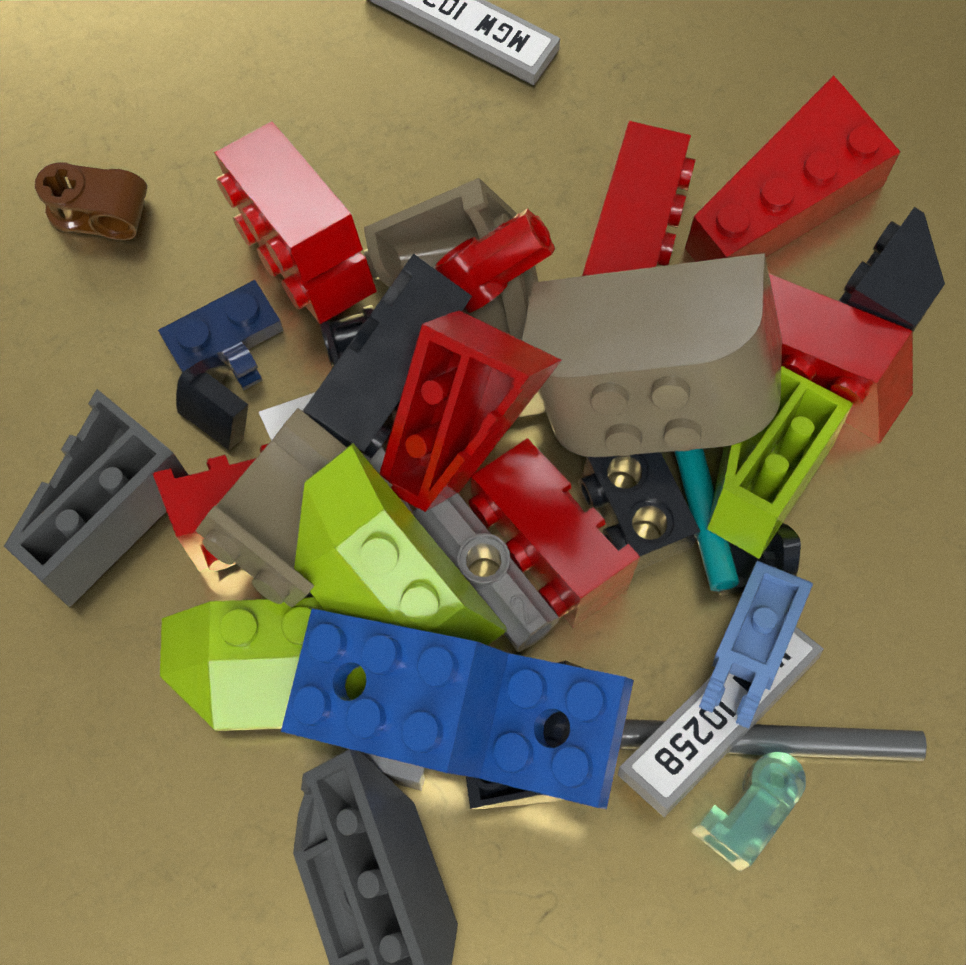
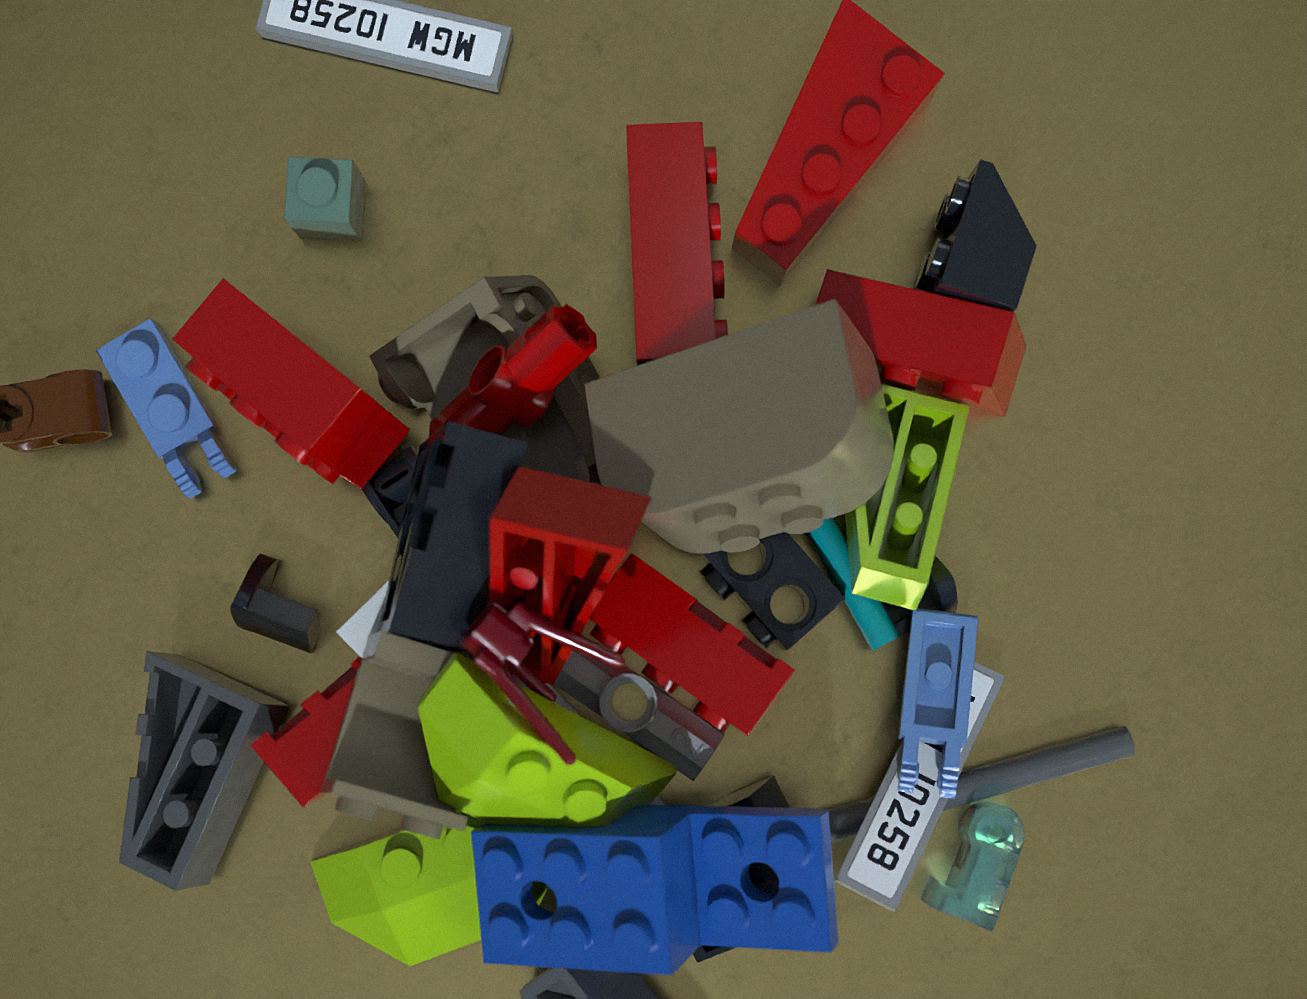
camera: 20 degrees left, 15 degrees up
(187, 225) = (165, 402): none -> medium blue hinge
(225, 331) = (255, 521): dark blue plate -> none
(371, 111) = (325, 198): none -> sand green brick
(393, 446) = (499, 647): none -> dark red plant

